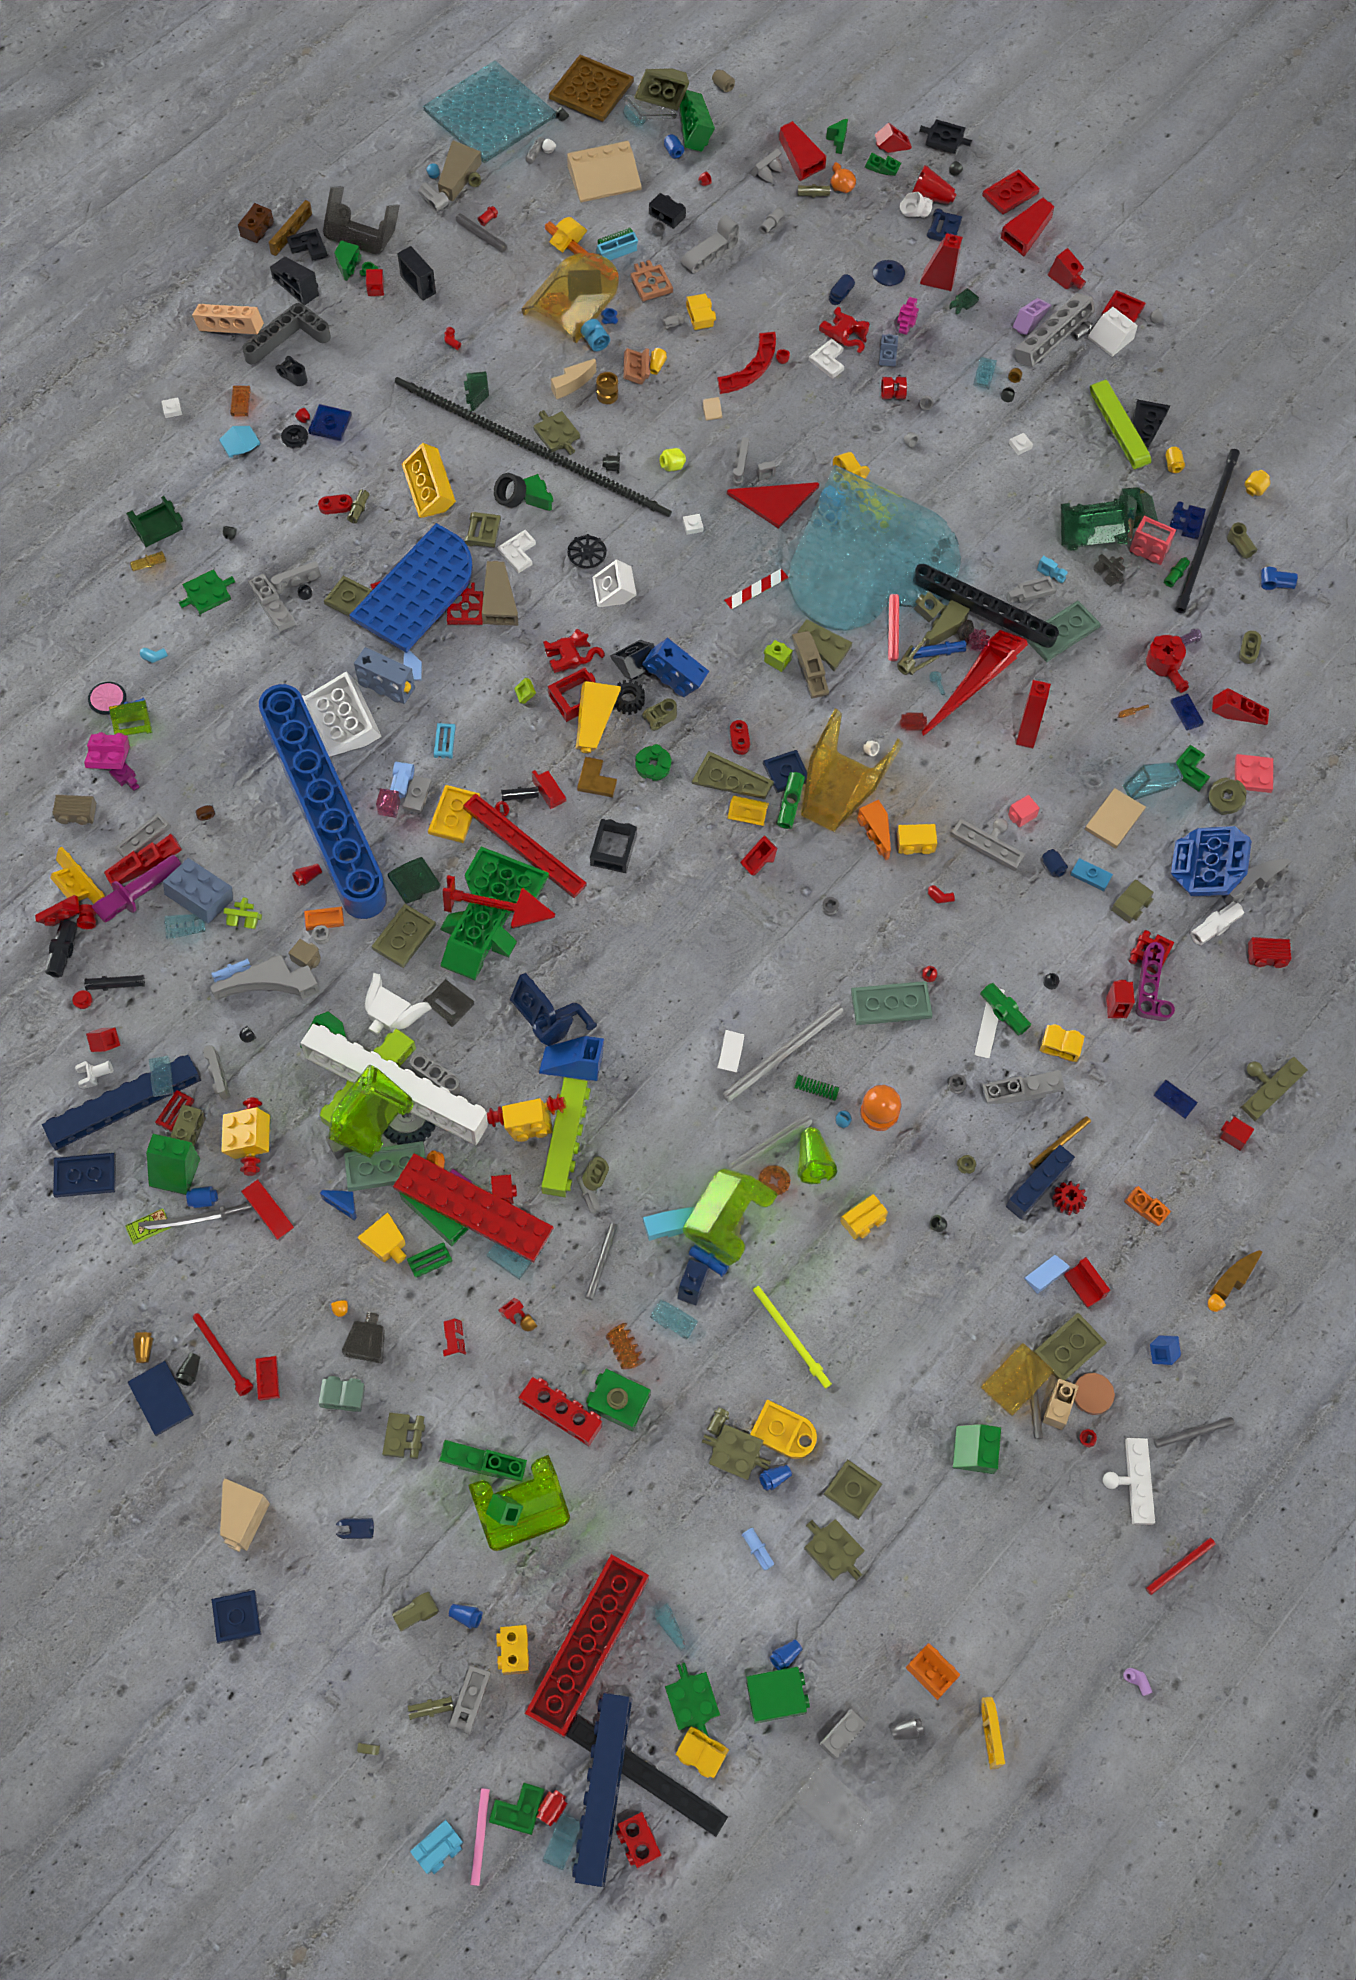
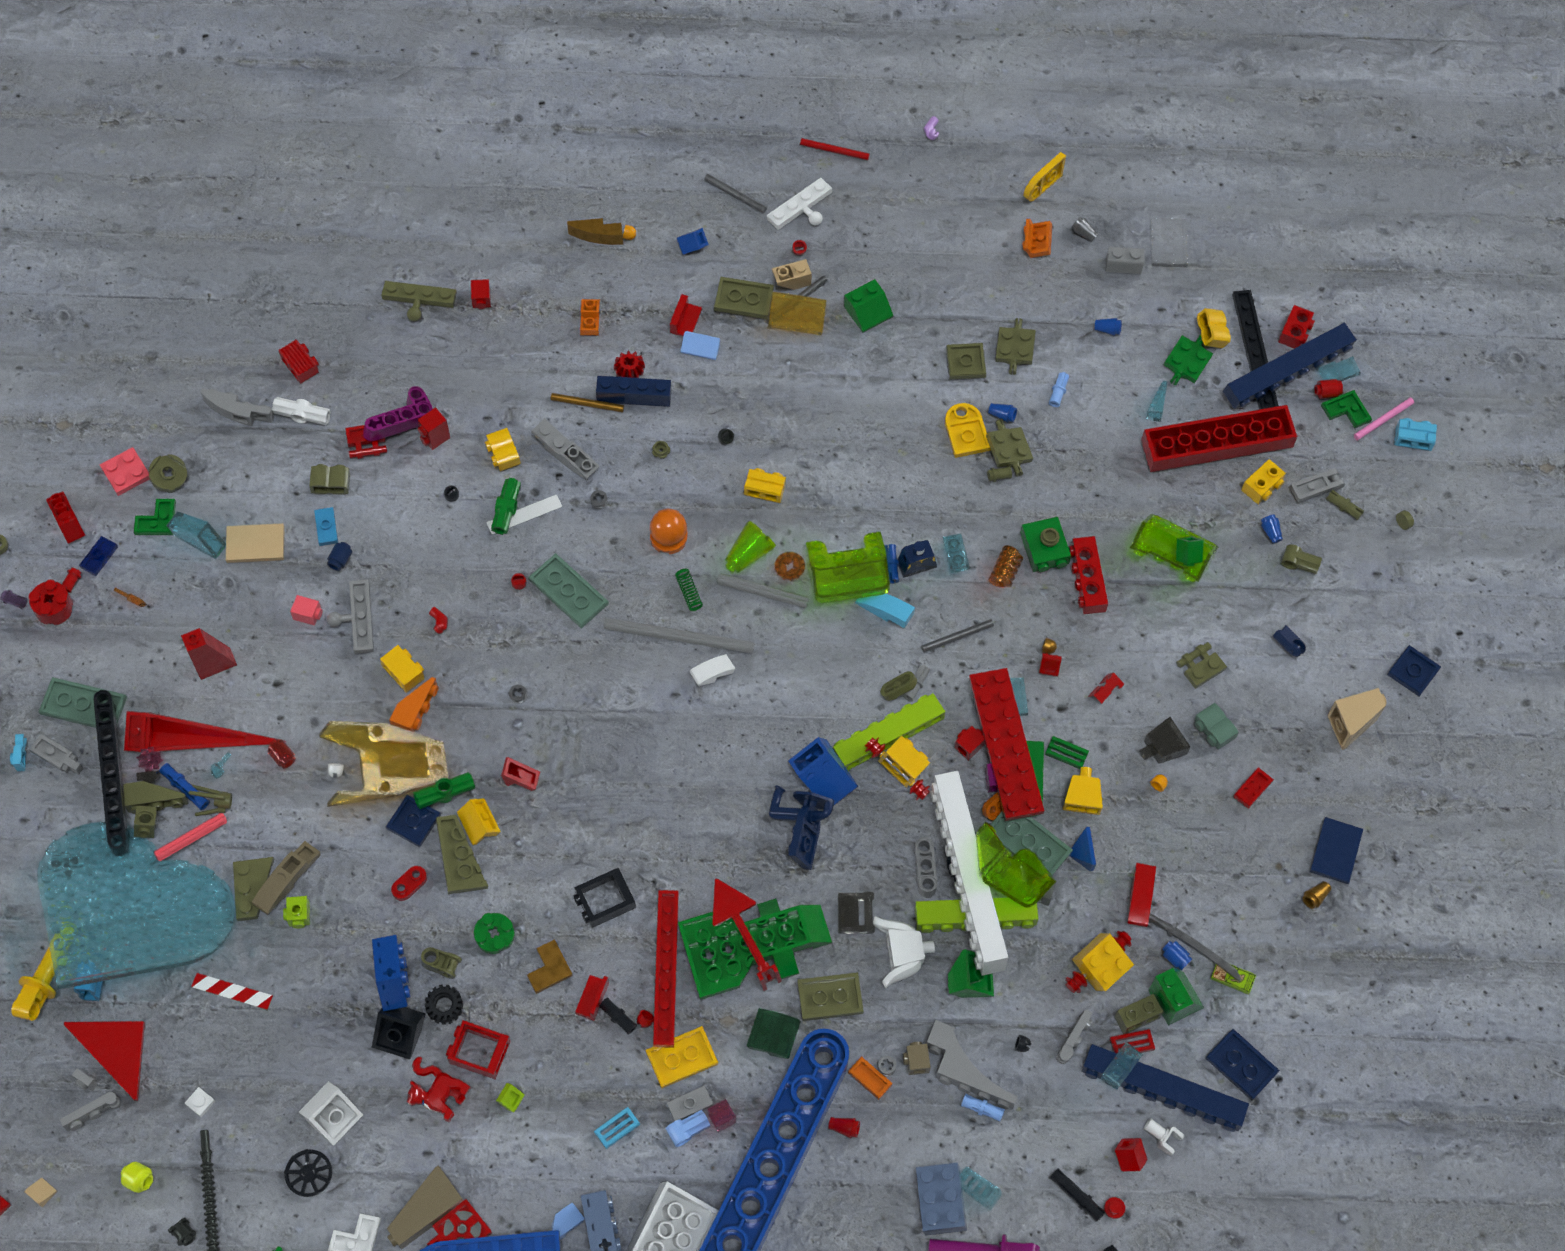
camera: 130 degrees left, 0 degrees up
(188, 1370) = (1300, 847): pearl dark grey cone -> none
(233, 915) = (926, 1145): lime hips -> none
(243, 1385) = (1274, 800): red piece -> none
(482, 1462) = (1168, 596): green slope -> none
(595, 709) = (491, 1008): yellow slope -> none
(777, 1695) = (1138, 313): green brick -> none
(815, 1368) = (904, 441): neon yellow bar -> none
(841, 1121) = (693, 554): dark azure hinge -> none
(1094, 1394) = (760, 265): nougat tile -> none
(1175, 1099) = (484, 351): clear blue plate -> none
(1200, 849) = (255, 417): blue piece -> none

